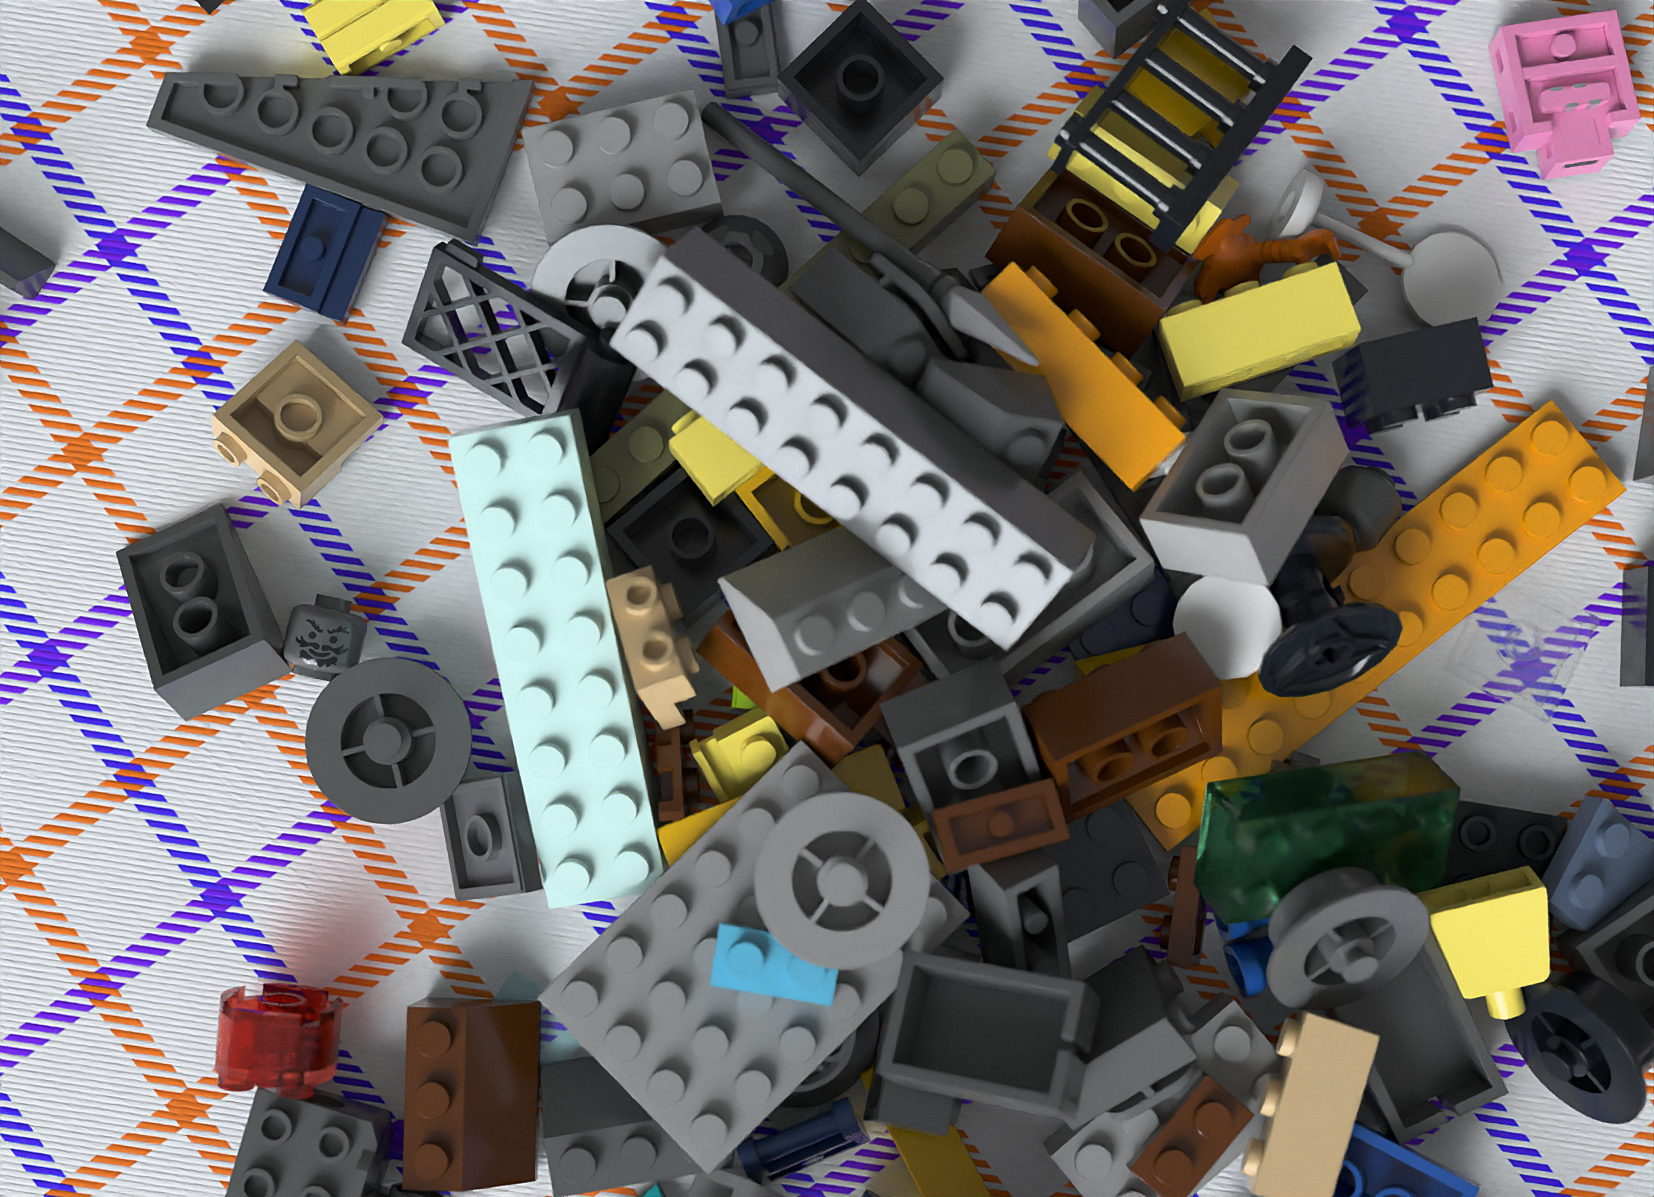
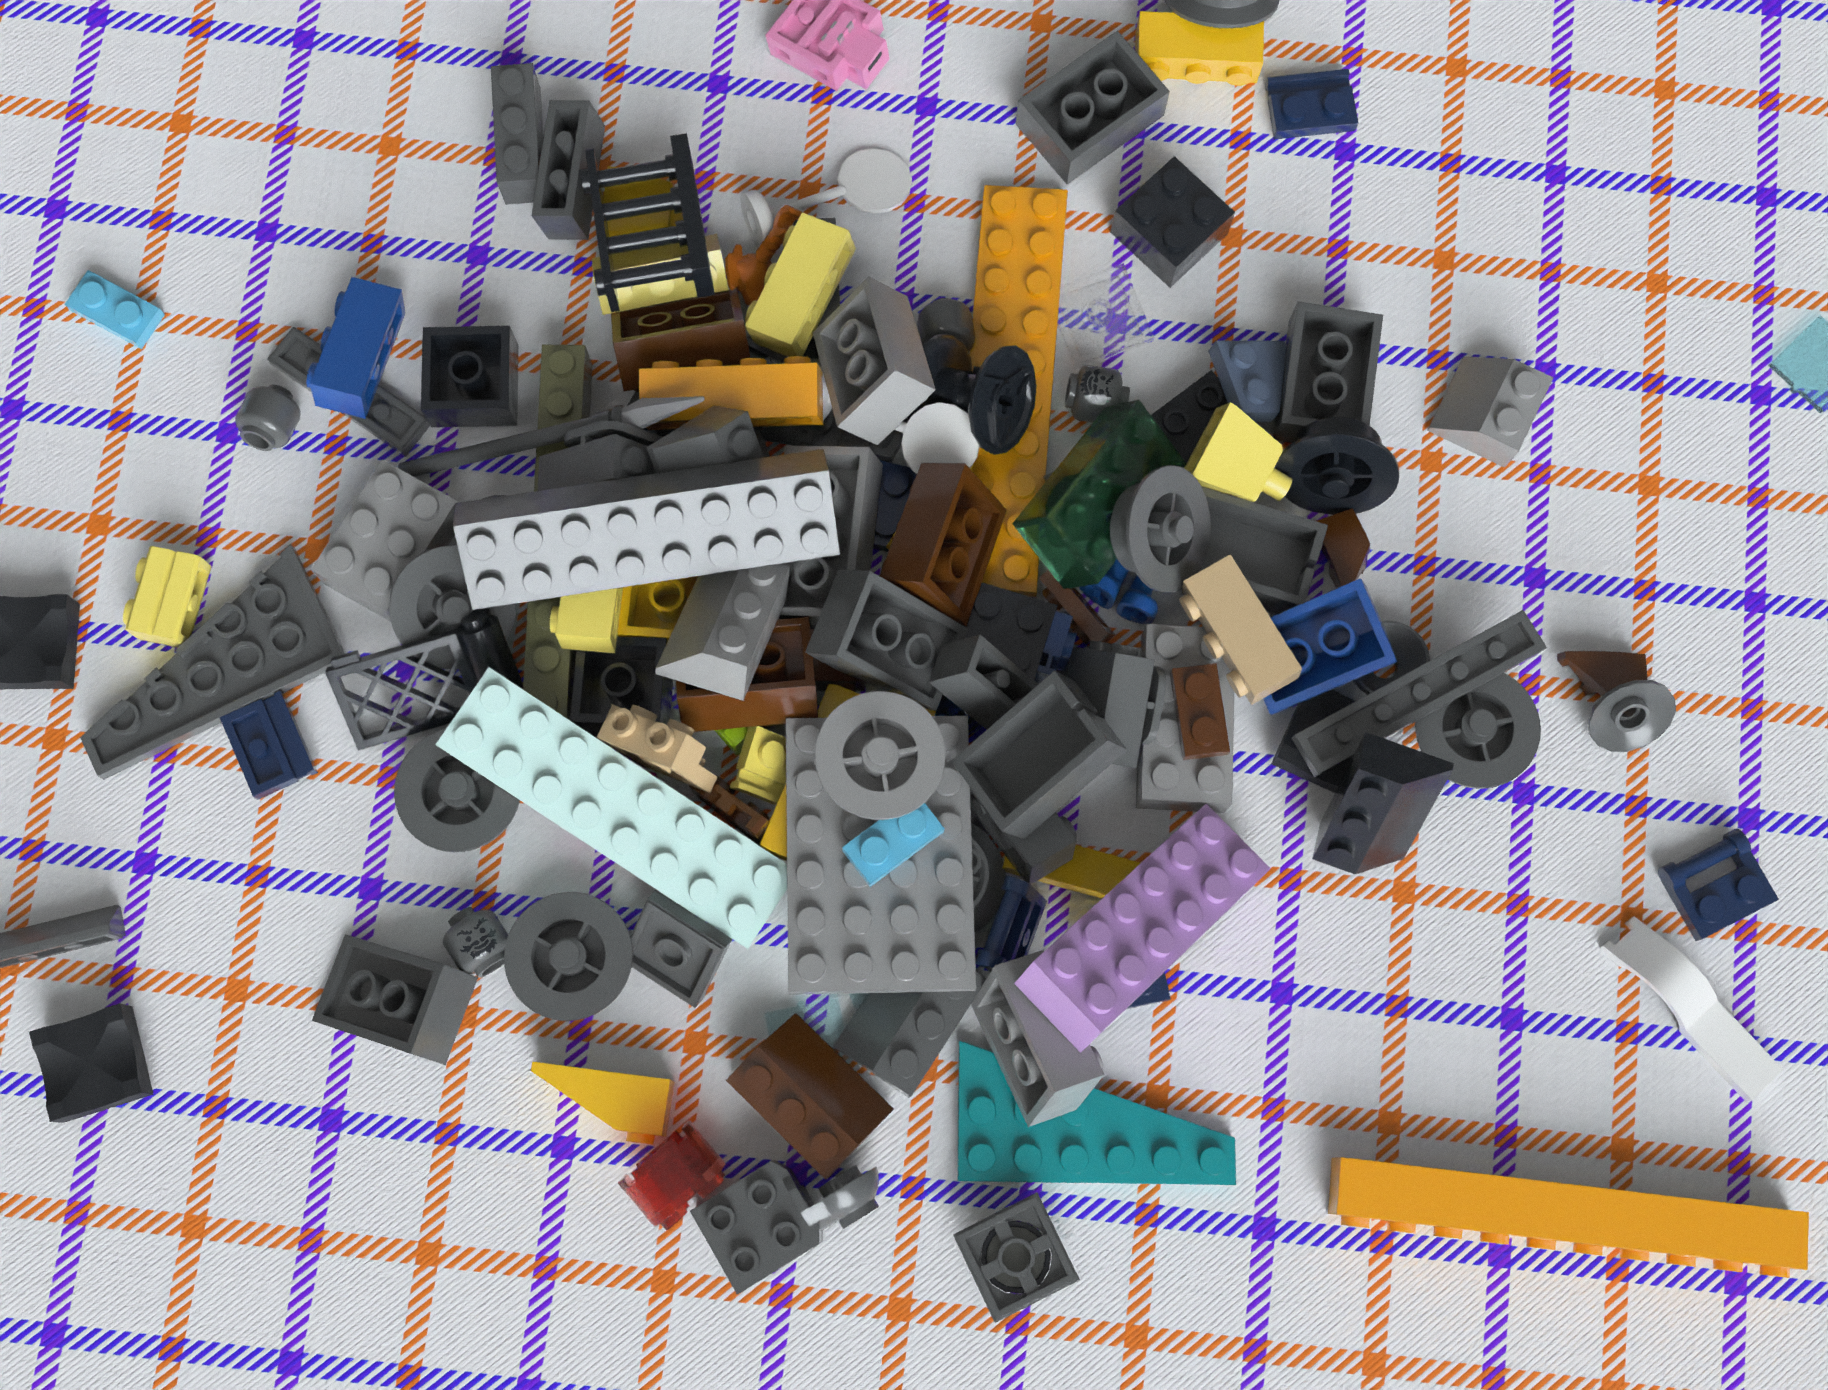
camera: 50 degrees left, 10 degrees down
(293, 426) = (343, 849): tan plate -> none
(302, 910) = (619, 1099): none -> yellow slope
(413, 479) = (448, 801): none -> dark grey wheel
(1000, 825) = (930, 647): reddish brown plate -> none
(1125, 936) = (1057, 647): none -> dark blue plate
(1413, 373) = (902, 235): black brick -> none
(1432, 720) = (1093, 391): none -> dark grey head
(1504, 1121) = (1345, 547): none -> reddish brown slope

